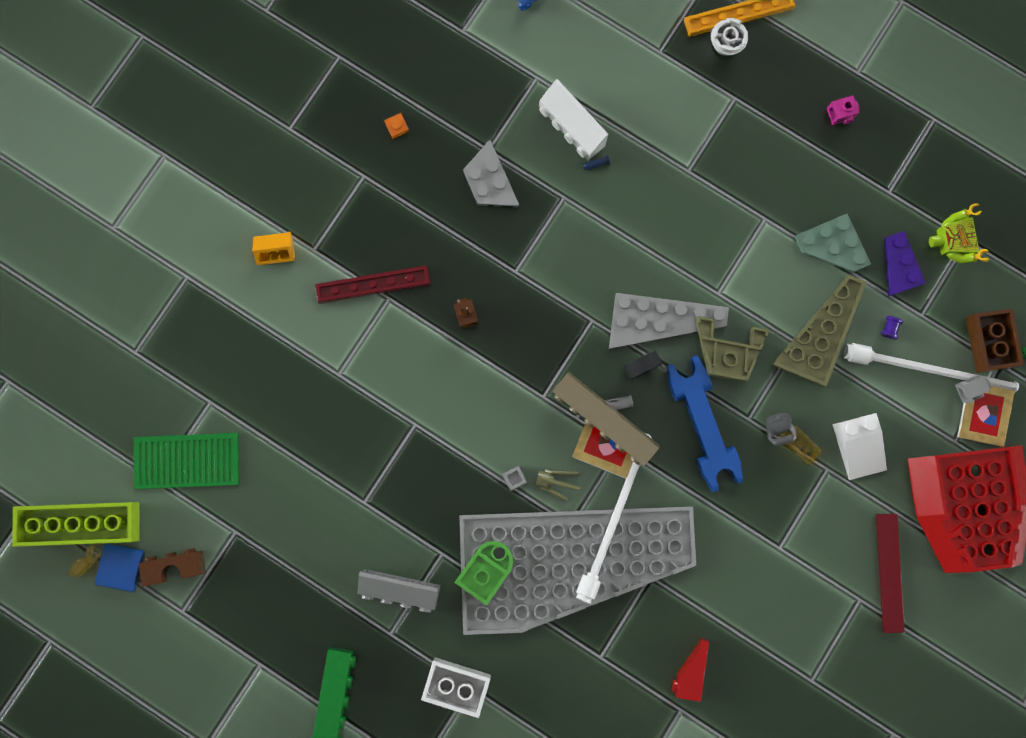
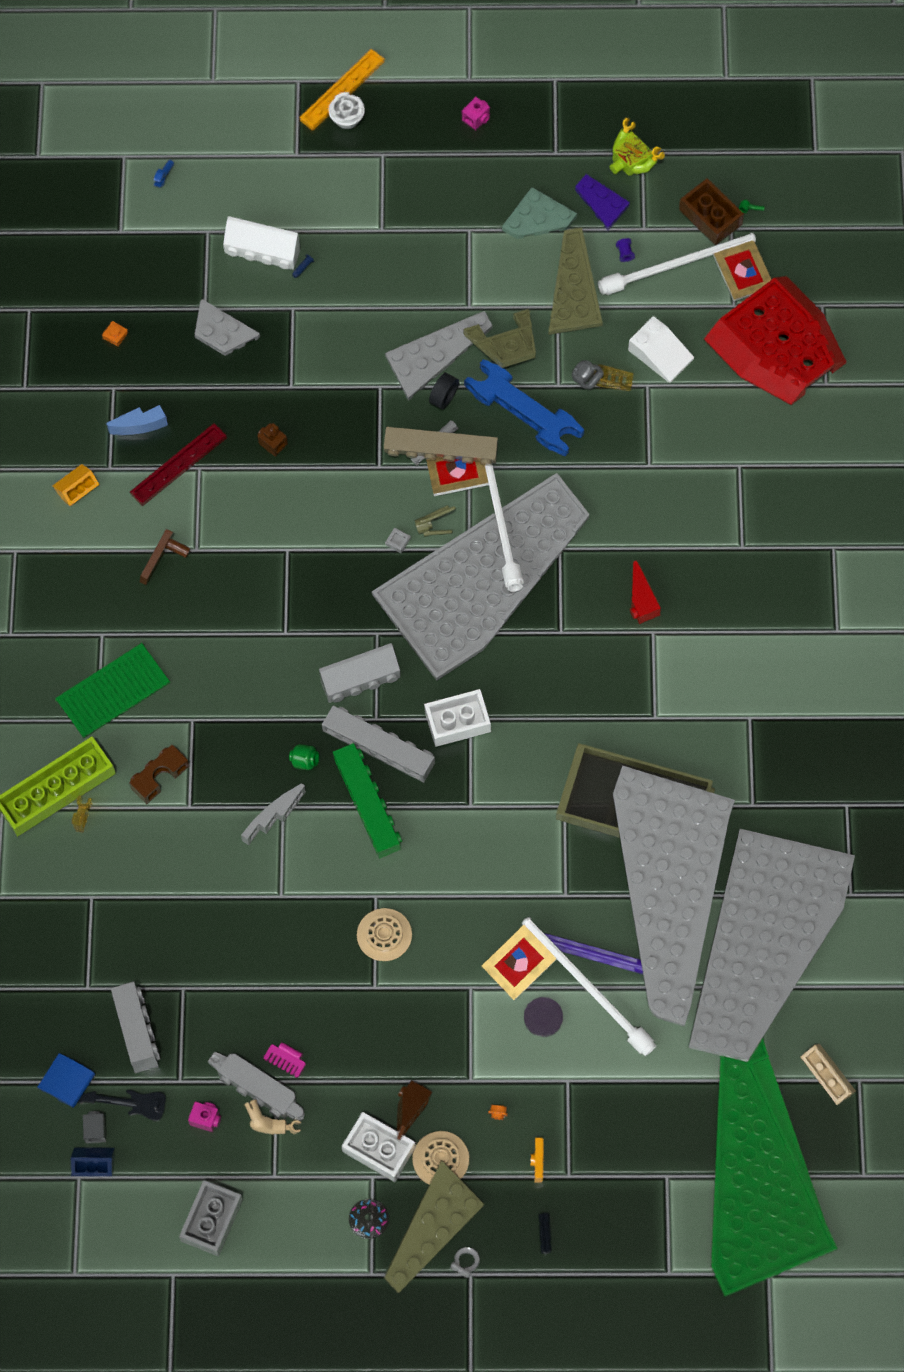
camera: 30 degrees left, 15 degrees down
(119, 568) = (113, 802): blue slope -> none
(250, 669) = (278, 809): none -> light grey slope
(303, 634) = (304, 757): none -> green head
(314, 354) = (165, 542): none -> reddish brown piece
(363, 223) = (138, 422): none -> medium blue slope
(374, 663) = (378, 743): none -> light grey brick
(485, 572) = (422, 617): bright green plate -> none
(890, 573) = (748, 430): dark red tile -> none
(973, 388) = (717, 255): light grey brick -> none

